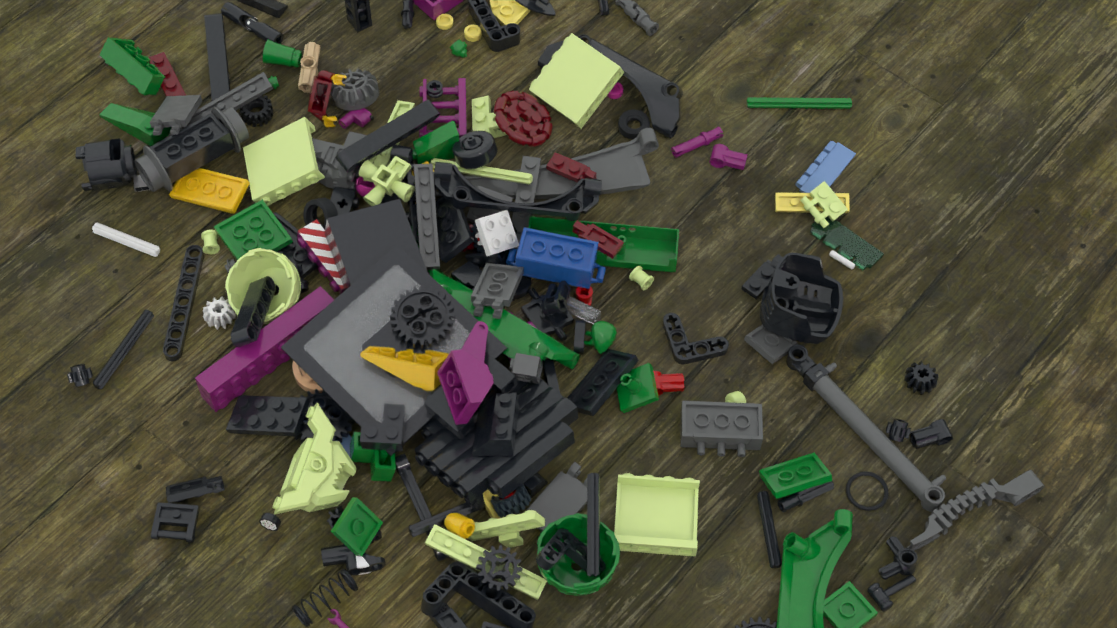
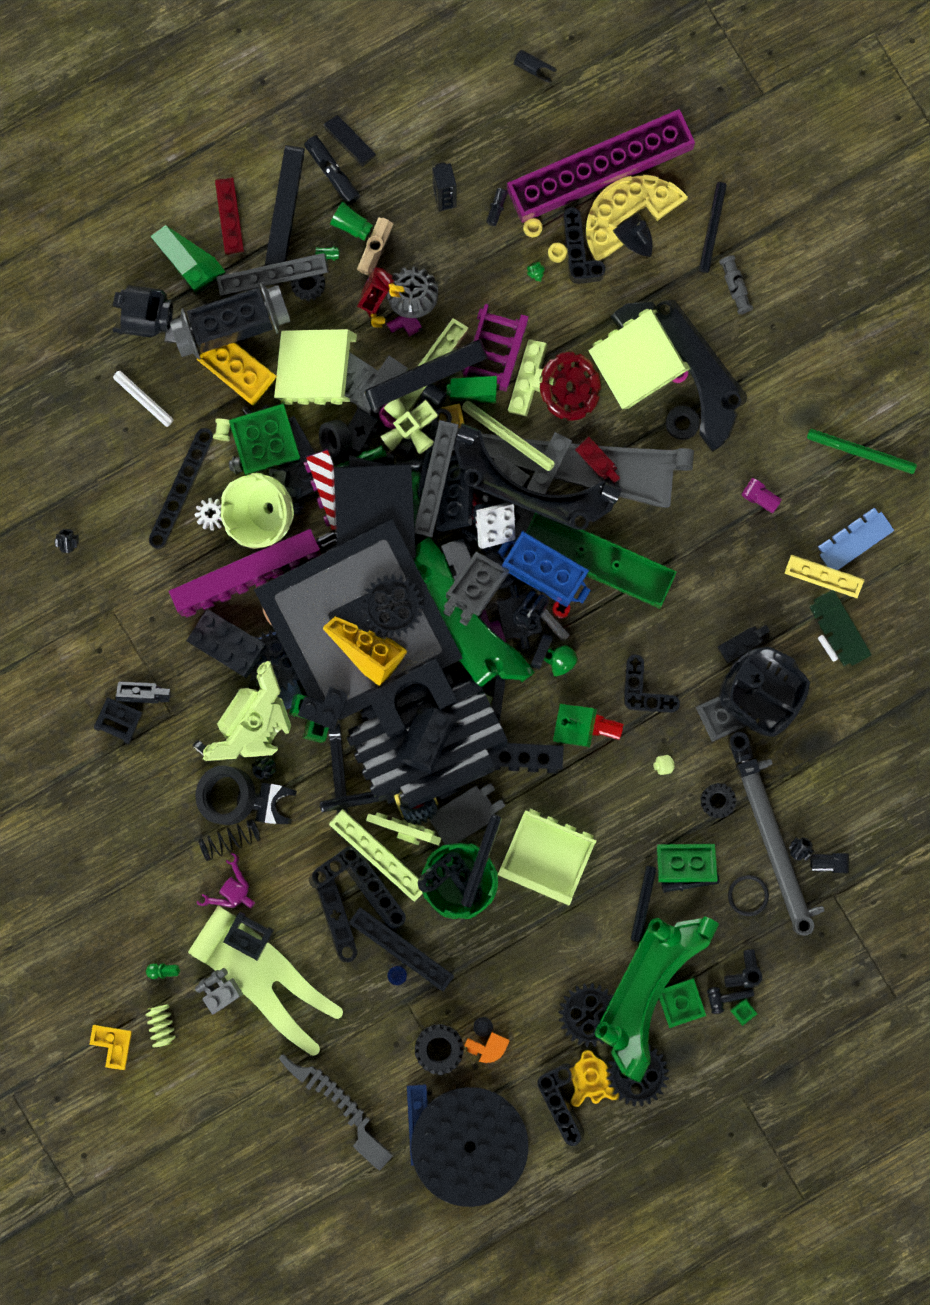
camera: 20 degrees right, 25 degrees up
(123, 349) = (113, 522): black axle -> none
(132, 65) = (197, 187): green wedge -> none
(175, 113) = (223, 271): dark grey tile -> none
(253, 312) = (240, 536): black beam -> none
(323, 570) = (204, 789): none -> black tyre
(357, 526) = (273, 789): green tile -> none
(434, 84) = (488, 323): black bush -> none
(459, 525) = (365, 815): yellow brick -> none
(466, 376) = (408, 690): magenta slope -> none
(474, 149) = (508, 412): black wheel -> none
(505, 574) = (393, 865): black gear -> none
(526, 368) = (472, 690): dark grey brick -> none
(602, 381) = (543, 709): black plate -> none
(604, 422) = (554, 753): none -> black brick
(607, 244) = (592, 561): dark red hinge -> none
(641, 278) = (623, 606): yellowish green bush -> none
(703, 139) = (746, 464): magenta pin -> none
(721, 426) = (637, 792): dark grey piece -> none
(800, 403) = (726, 792): none -> black tyre
(827, 201) = (838, 582): yellowish green plate -> none
(912, 600) = (743, 1012): none -> green tile
(921, 377) = (845, 794): black gear -> none
(1015, 492) = (882, 944): dark grey piece -> none

